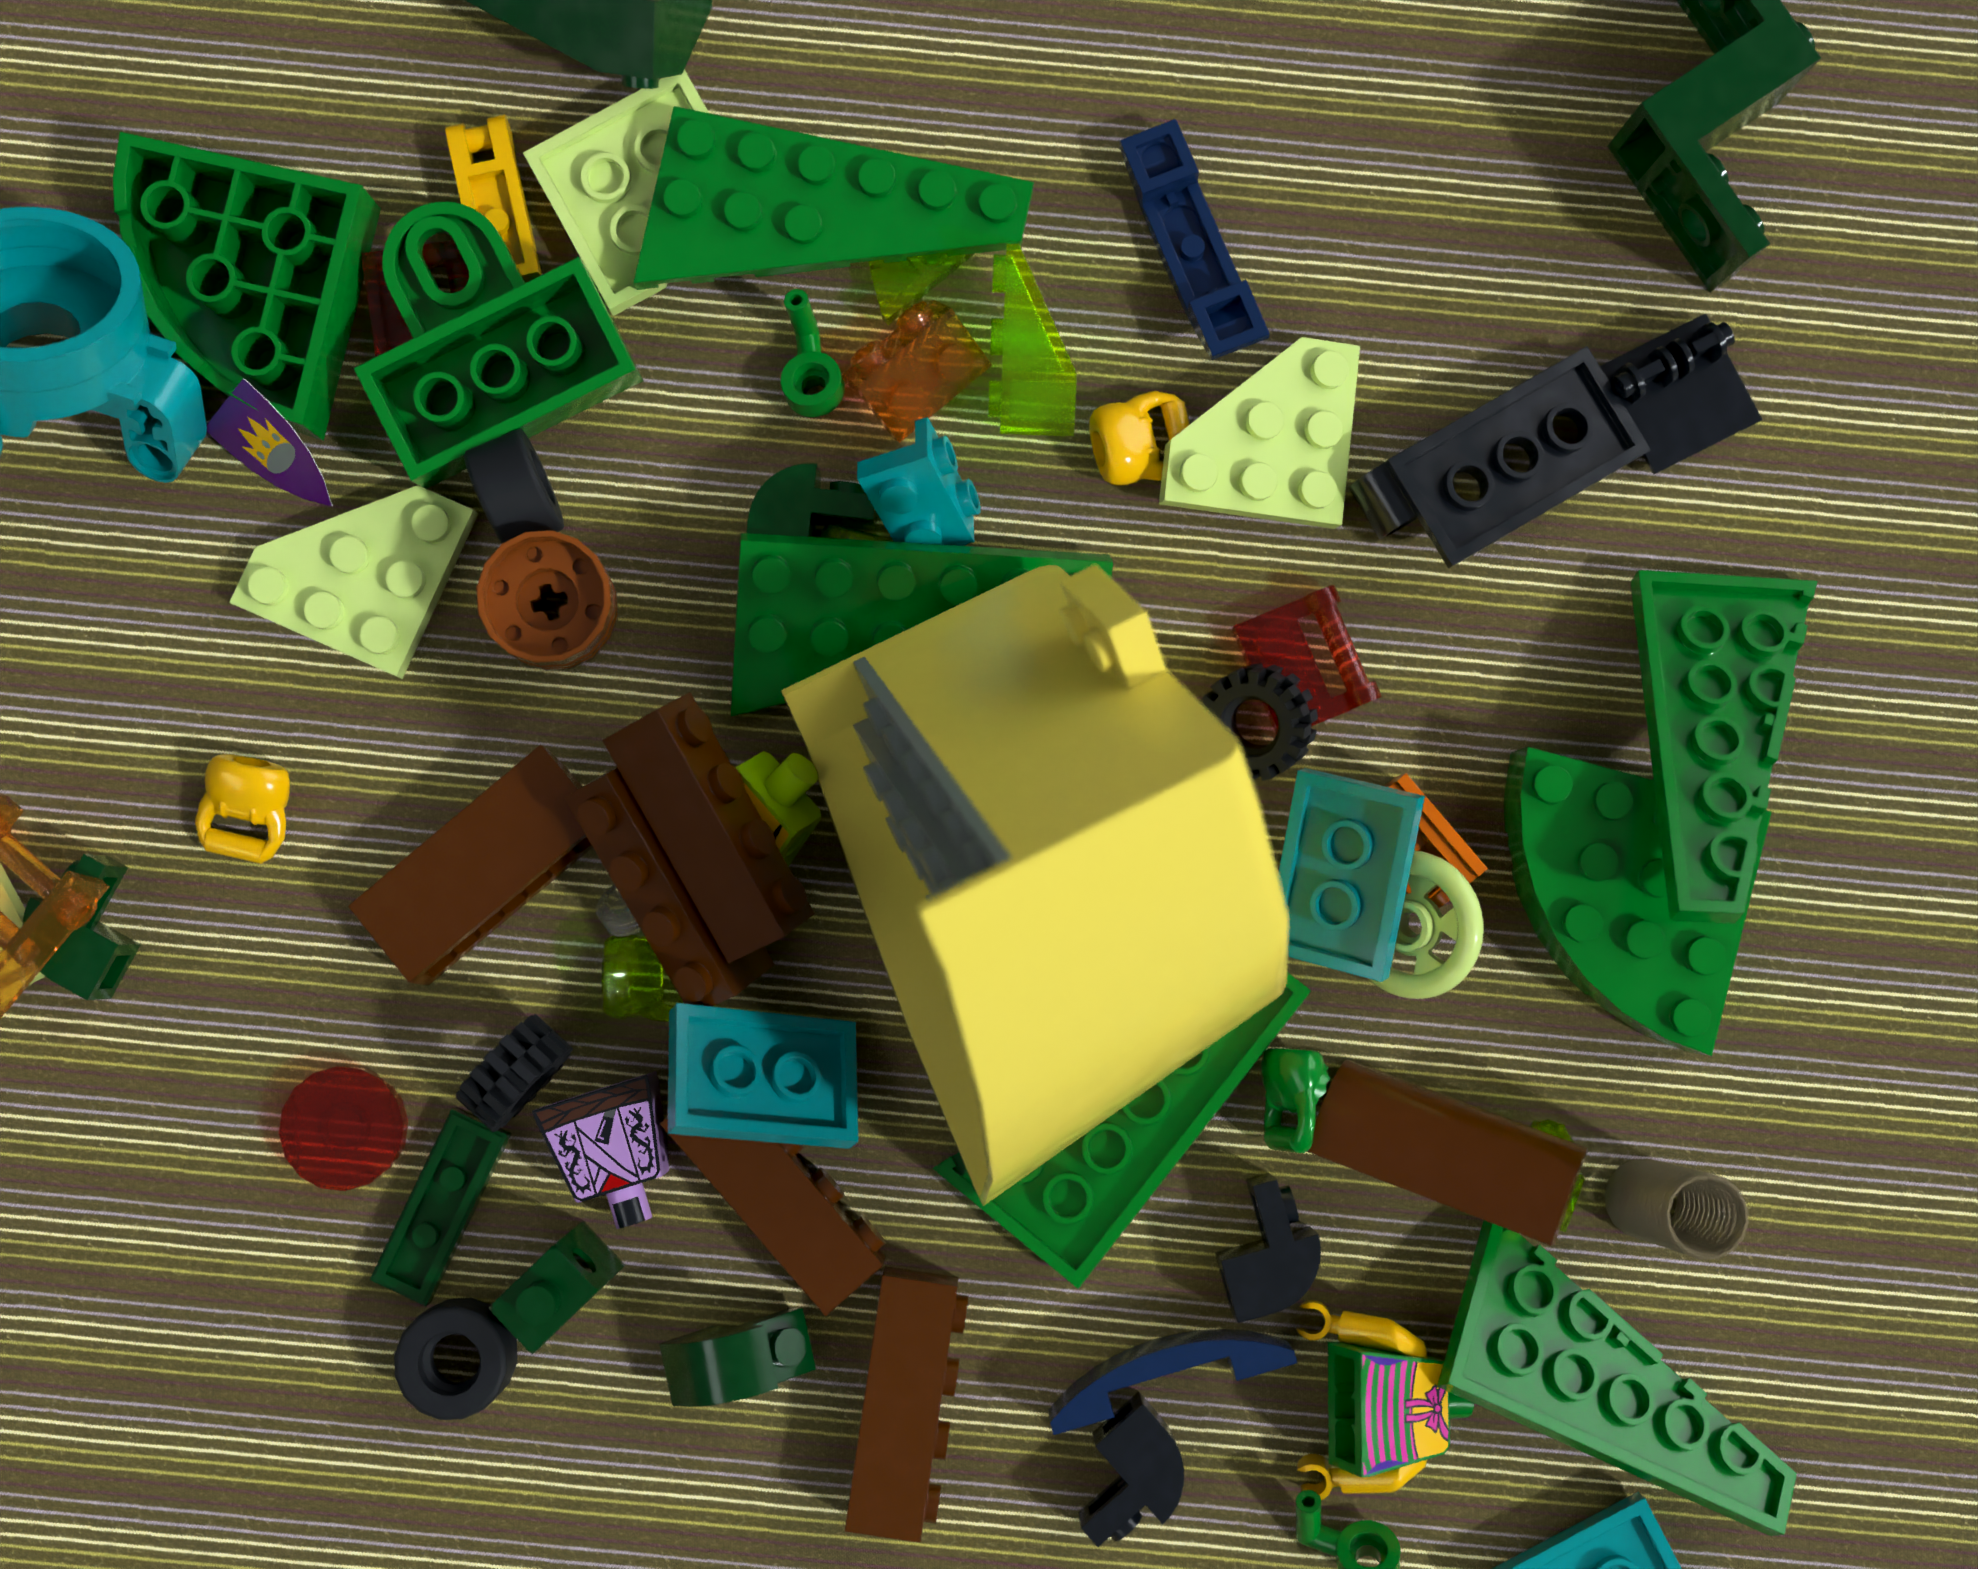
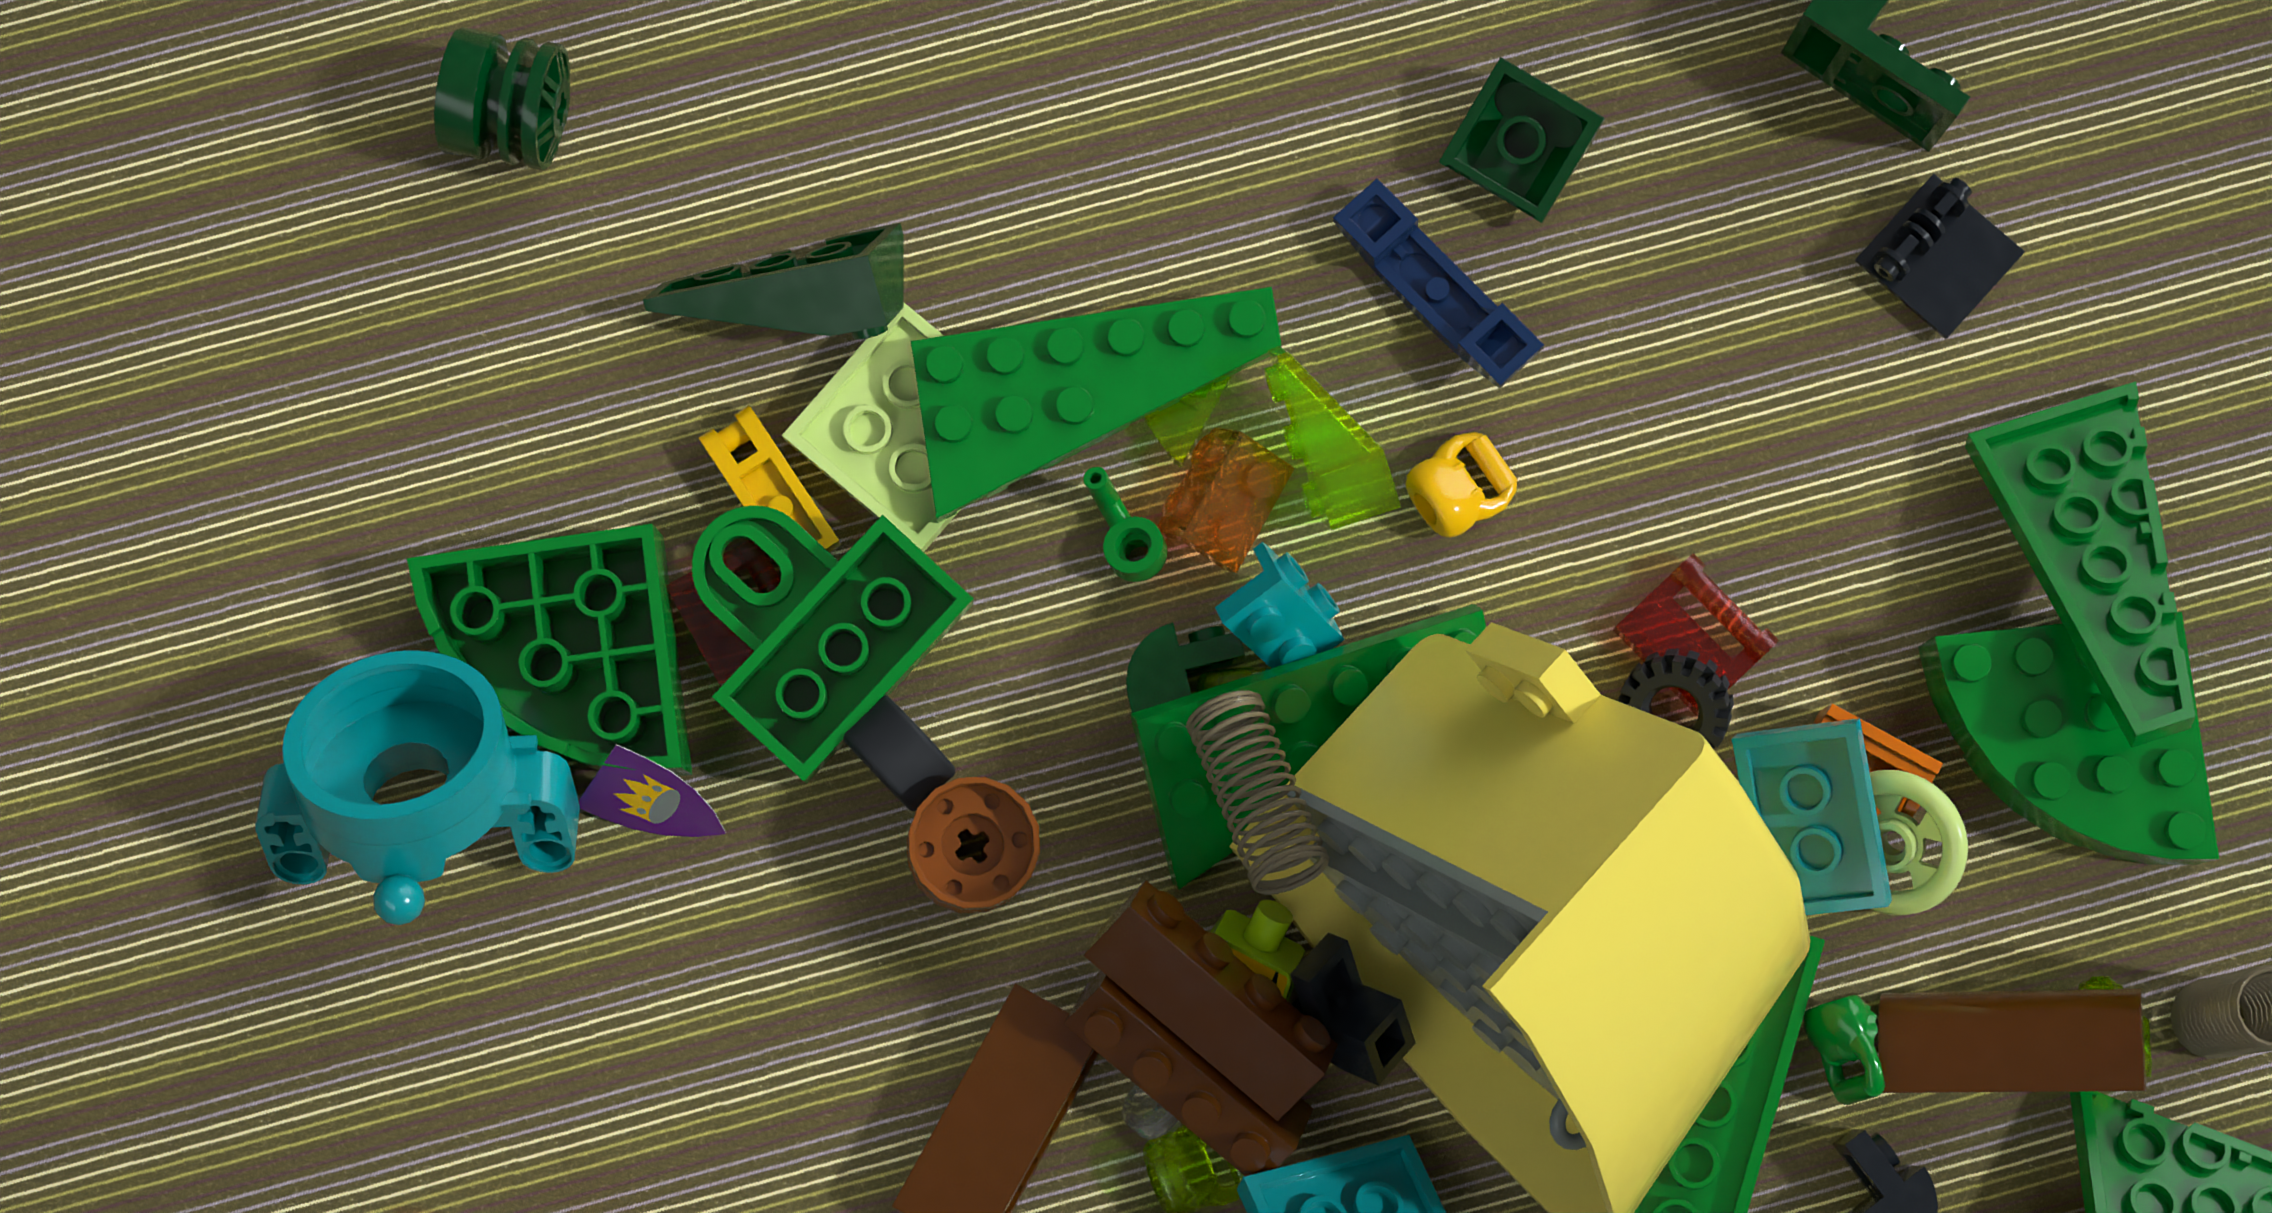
camera: 15 degrees left, 5 degrees down
(248, 792) = (750, 1135): yellow piece -> none
(362, 576) = (778, 890): yellowish green plate -> none
(802, 717) = (1226, 730): none -> dark tan piece
(846, 900) = (1363, 1021): none -> black brick
(1273, 442) = (1583, 442): yellowish green plate -> none
(1327, 132) = (1521, 140): none -> dark green slope
(1421, 477) = (1737, 422): black hinge -> none

